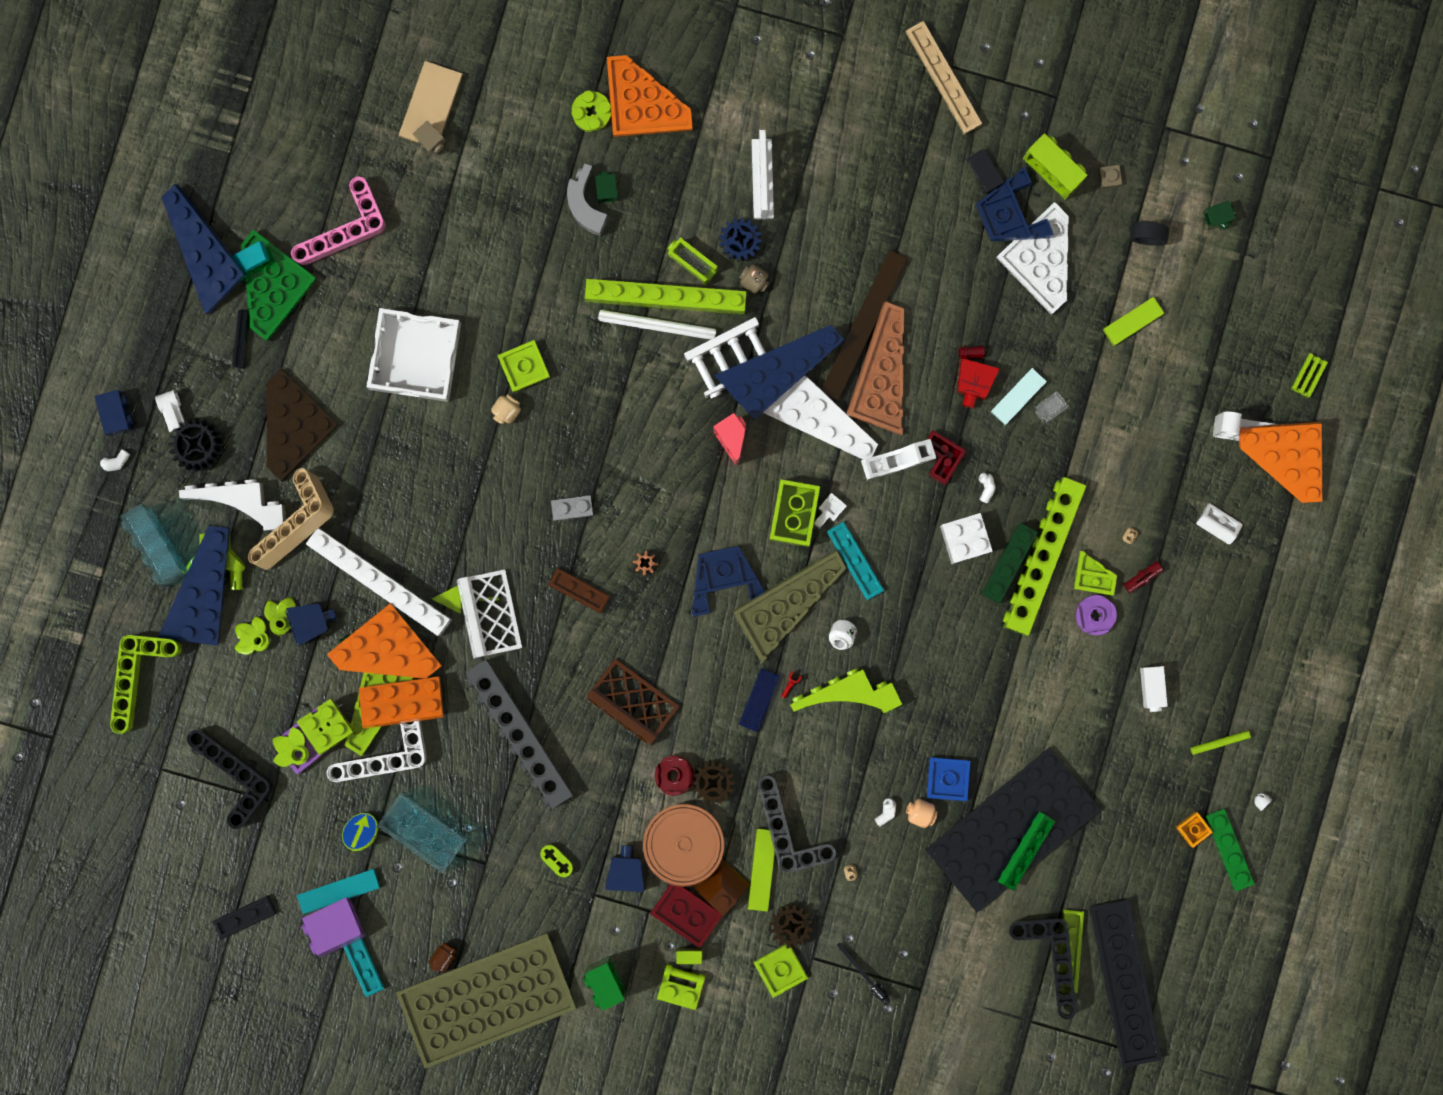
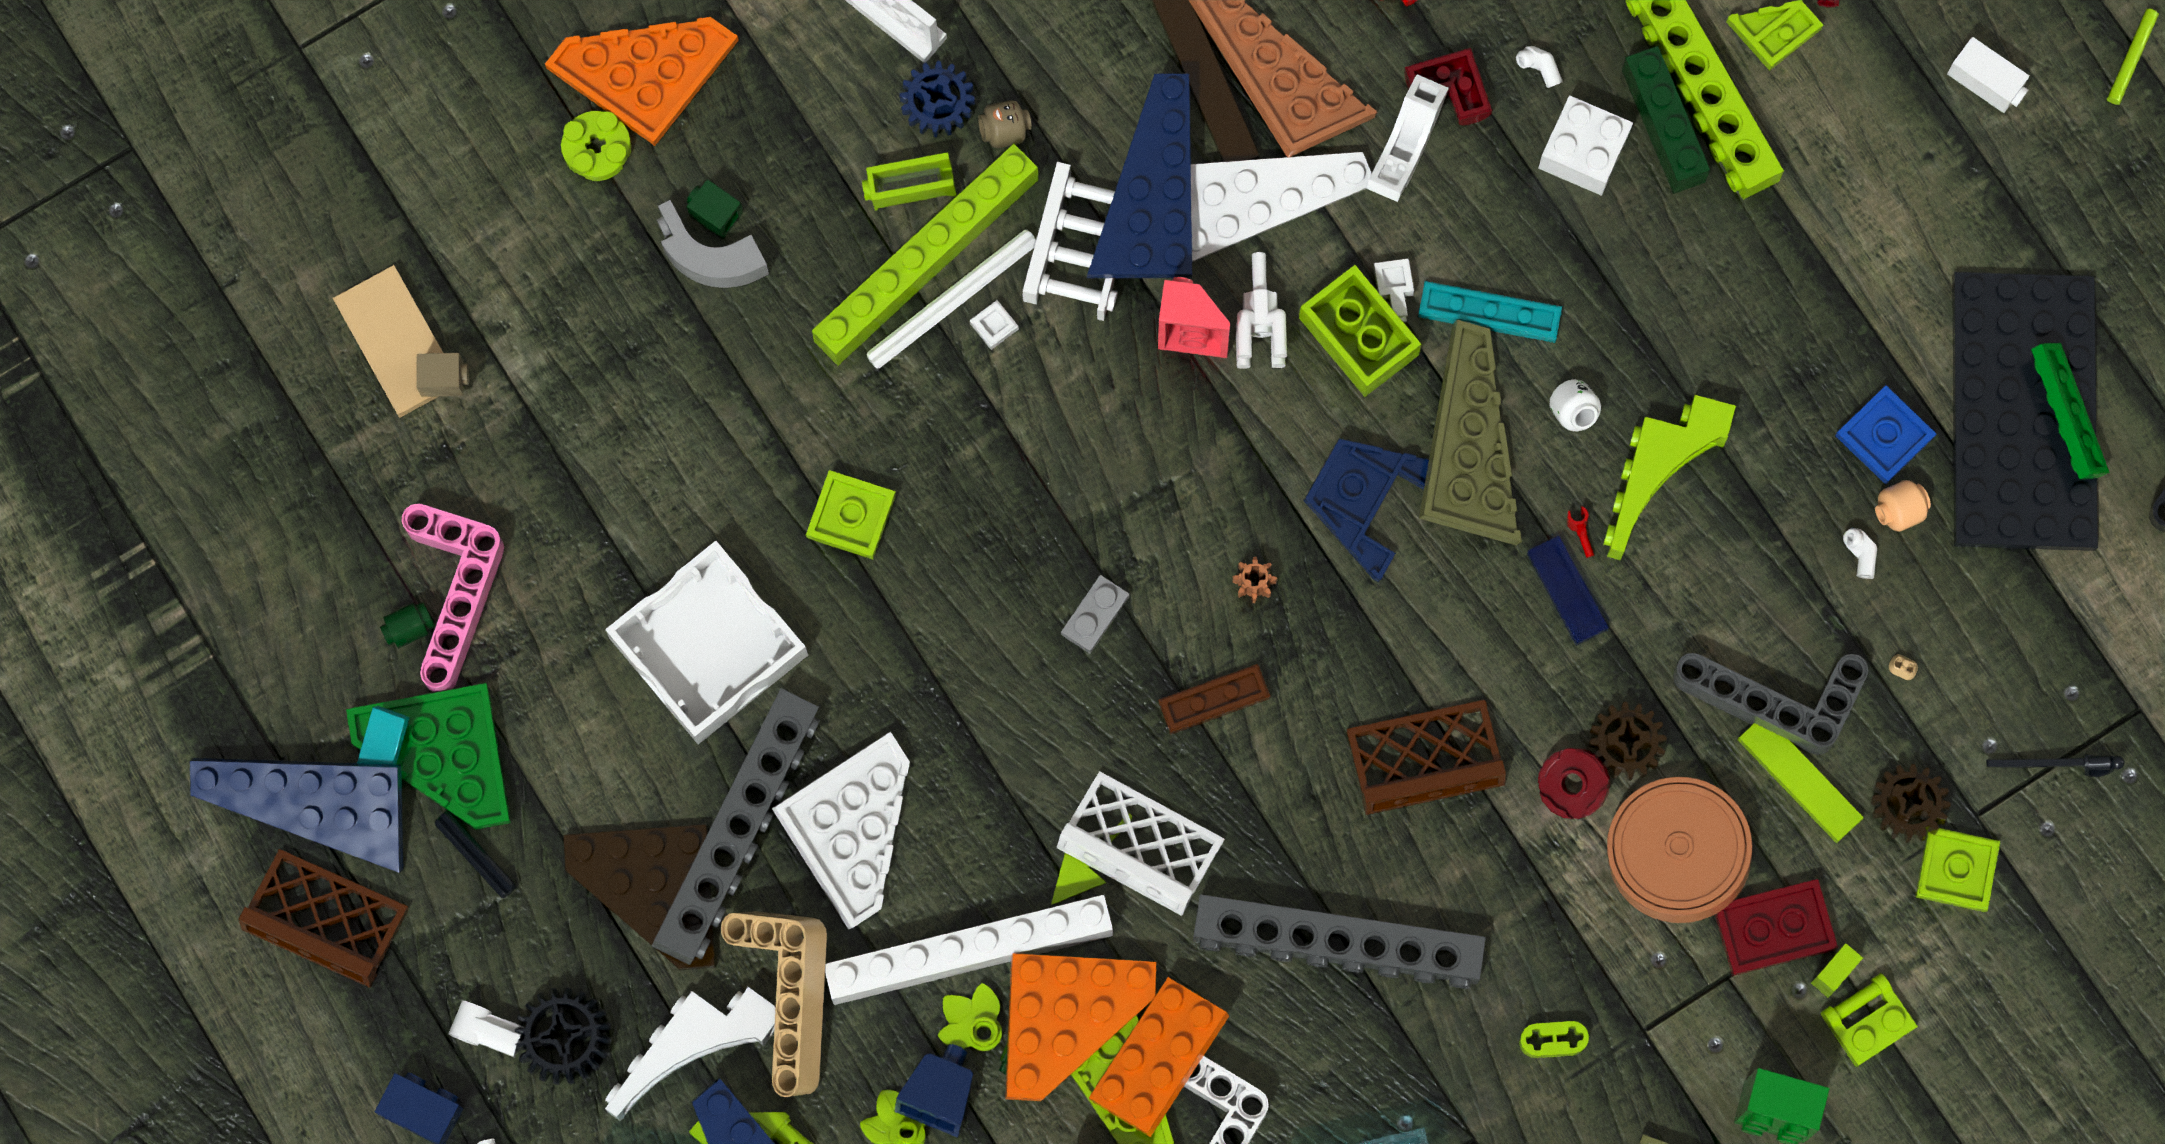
camera: 45 degrees left, 10 degrees down
(142, 303) = (310, 945): none -> reddish brown fence
(274, 453) = (785, 711): none -> dark grey brick
(311, 222) = (407, 625): none -> dark green brick
(352, 606) = (968, 1016): none -> lime plate
(387, 484) = (848, 826): none -> white plate
(506, 409) = (888, 585): tan head -> none
(625, 872) = (1649, 958): dark blue torso -> none
(662, 353) = (994, 324): none -> white tile
(723, 888) = (1782, 850): reddish brown slope -> none
(763, 465) = (1260, 319): none -> white plant
(1103, 606) = (1830, 89): medium lavender plate -> none

